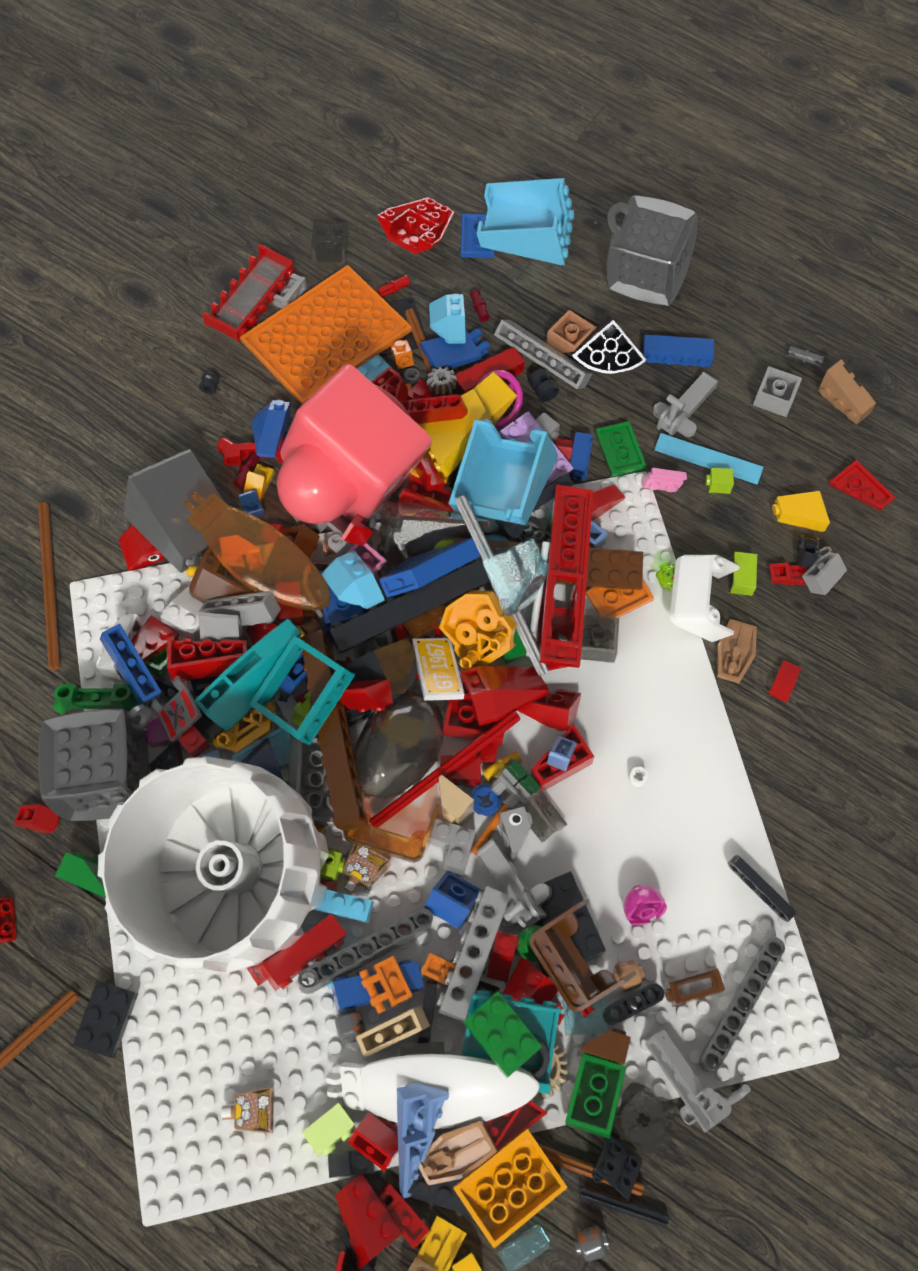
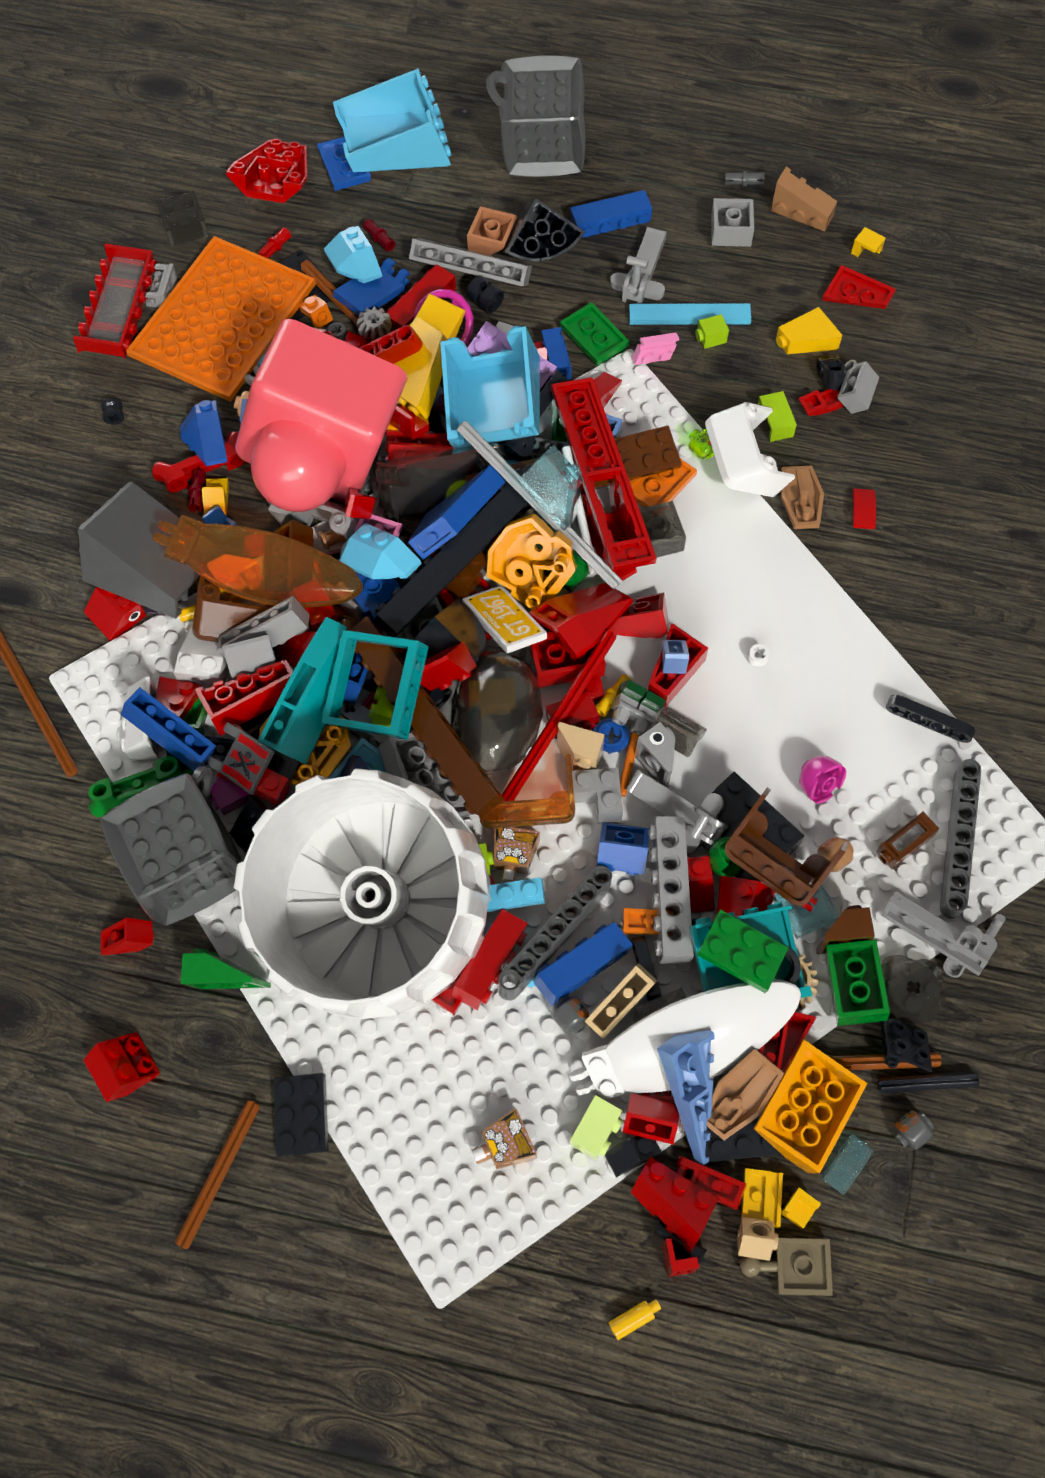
camera: 20 degrees left, 0 degrees up
(392, 982) = (599, 950): orange plate -> none
(643, 1002) = (859, 871): black beam -> none
(889, 446) = (869, 240): none -> yellow panel

